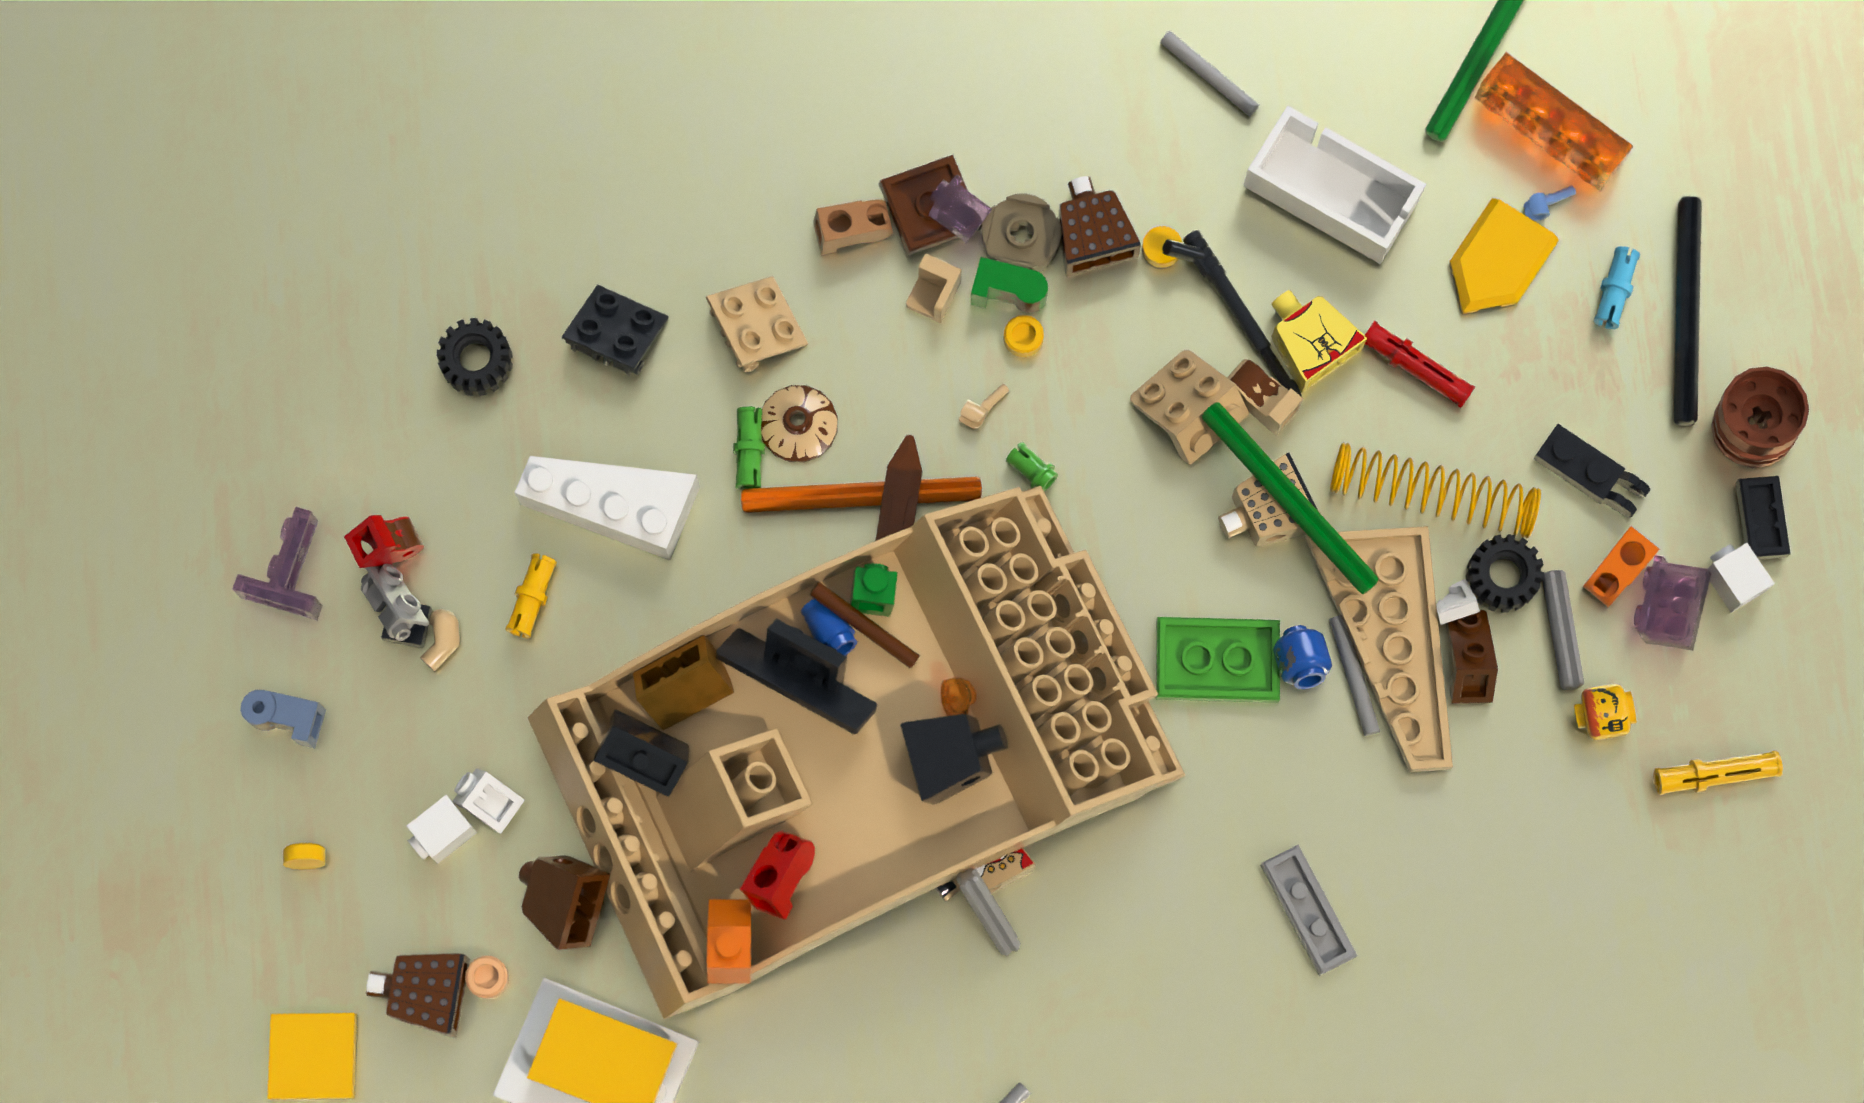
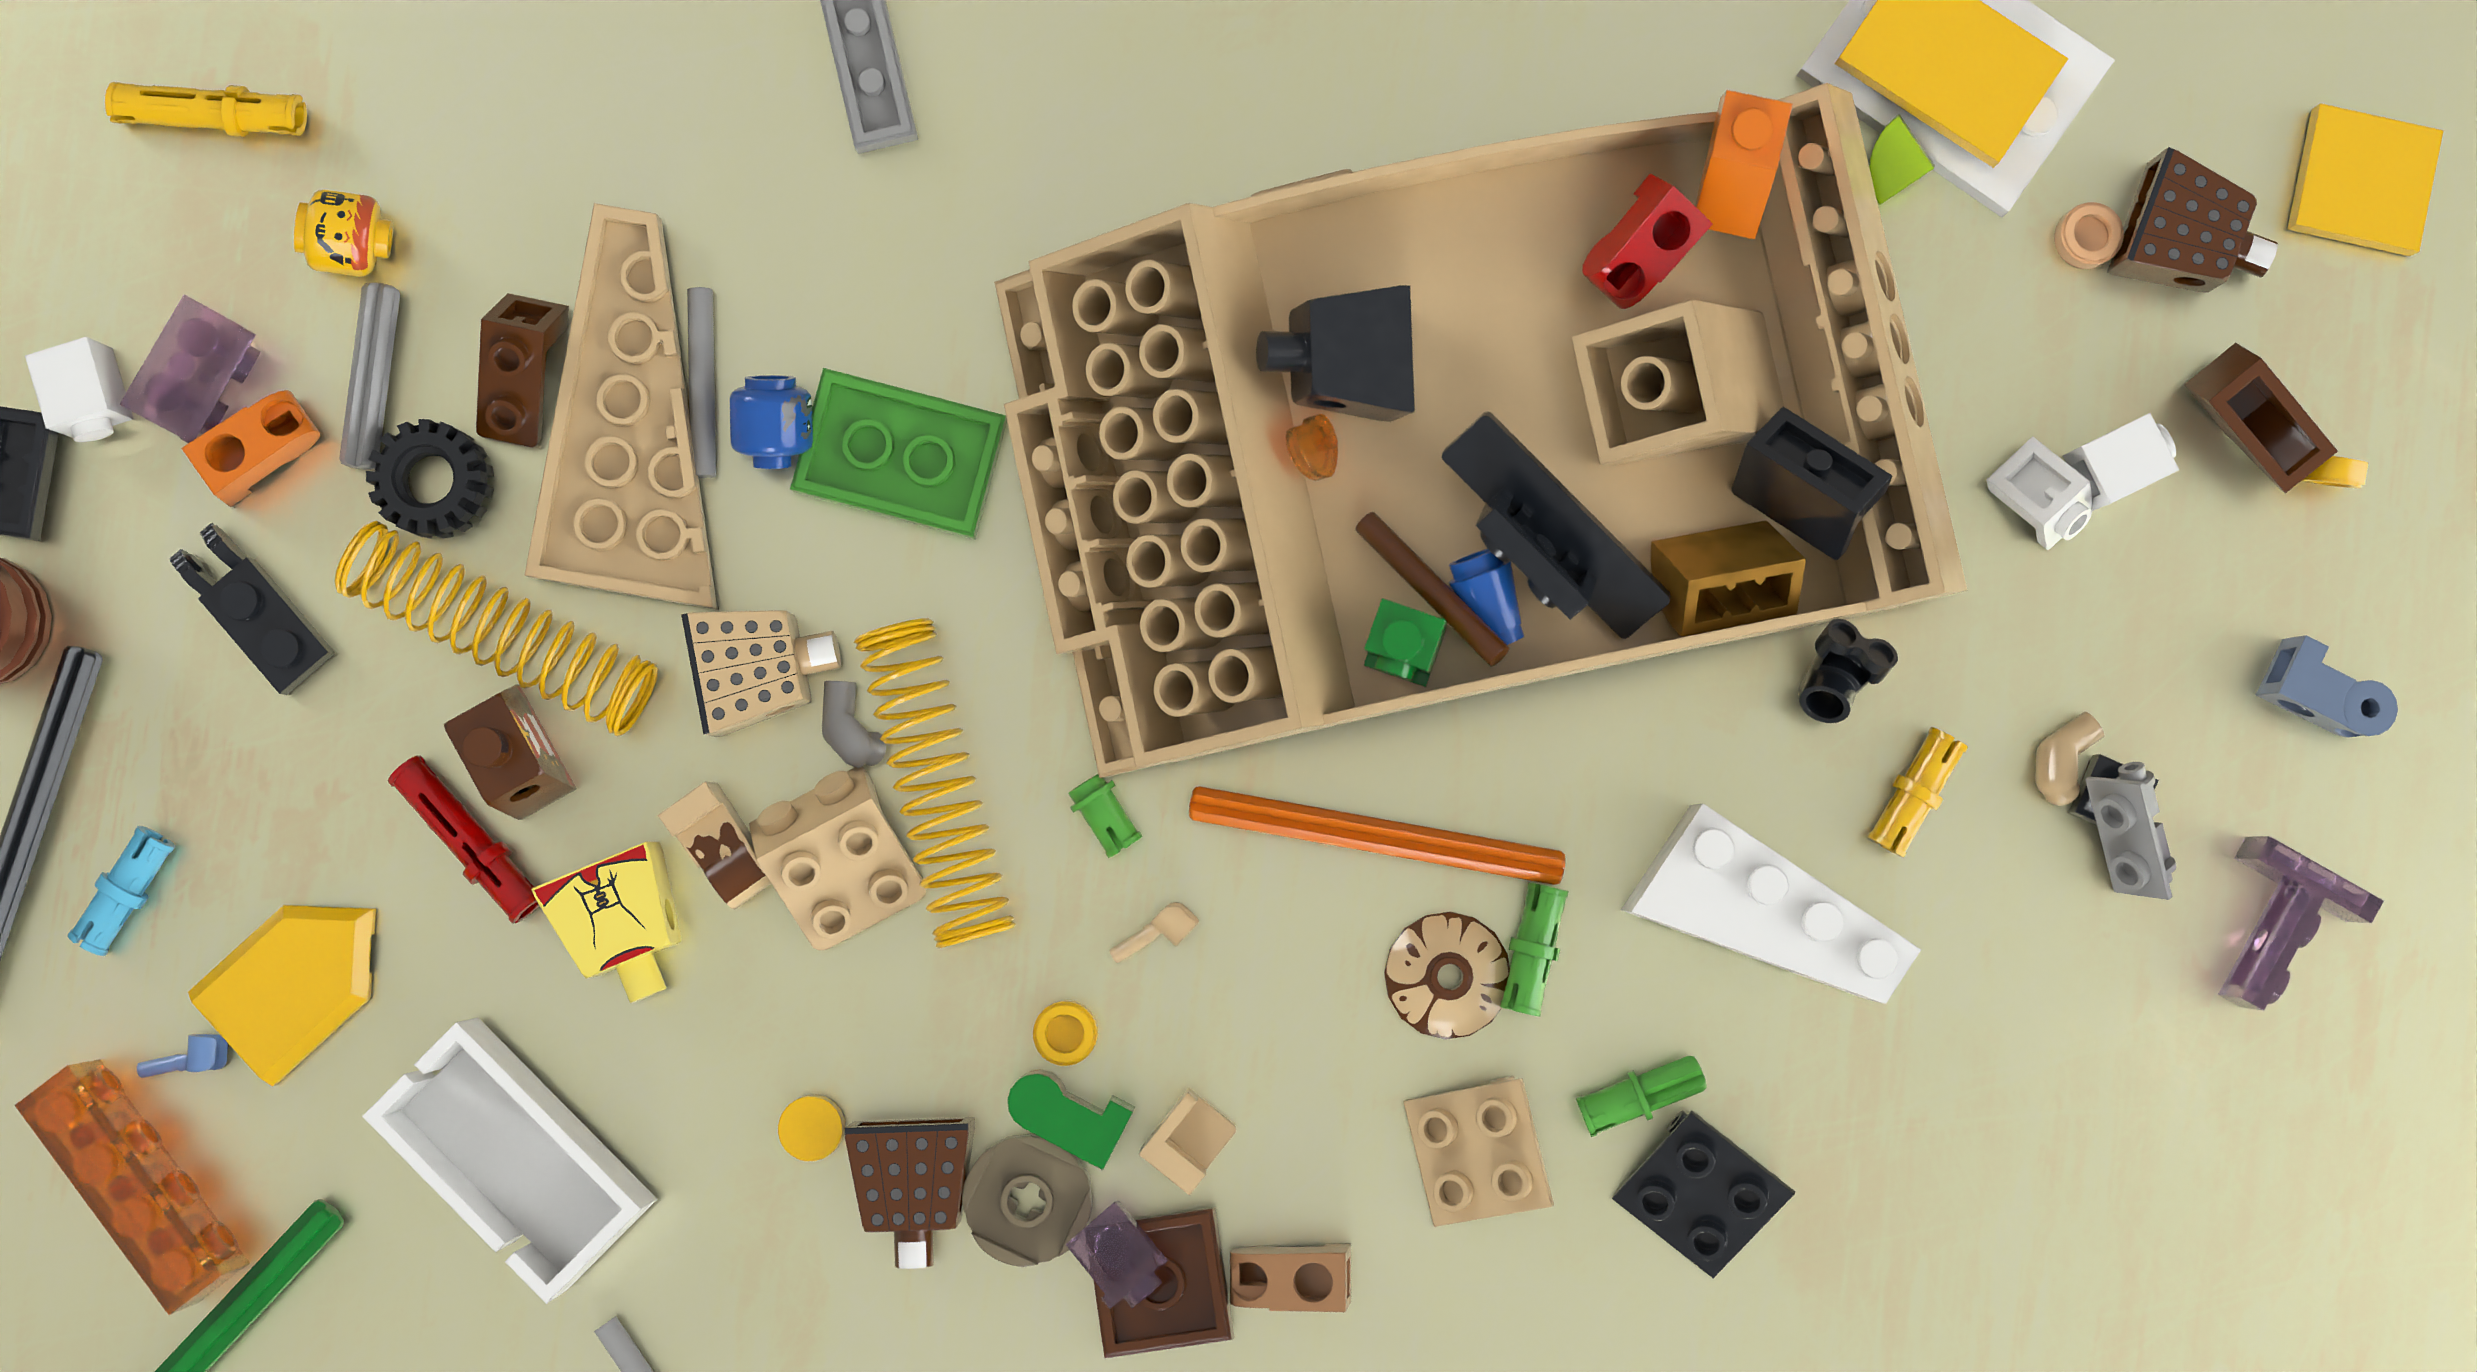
camera: 165 degrees left, 10 degrees up
(359, 875) = (2261, 416): none -> reddish brown slope
(390, 539) = (2133, 923): red leg -> none
(470, 334) = (1971, 1204): black tyre -> none
(563, 899) = (1964, 306): reddish brown torso -> none
(595, 652) = (1842, 670): none -> black plate
(622, 992) = (1897, 160): none -> lime tile
(665, 377) = (1641, 1094): none -> bright green axle
(900, 490) = (1324, 803): reddish brown piece -> none
(988, 911) = (1339, 132): light grey axle -> none
(1182, 545) = (892, 639): none -> yellow piece
(1196, 250) = (746, 1072): black piece -> none
(1206, 480) = (843, 731): none -> light grey arm
(1290, 498) = (722, 657): green axle -> none
(1407, 419) = (507, 752): none -> reddish brown torso
(1457, 603) = (514, 449): white tile -> none

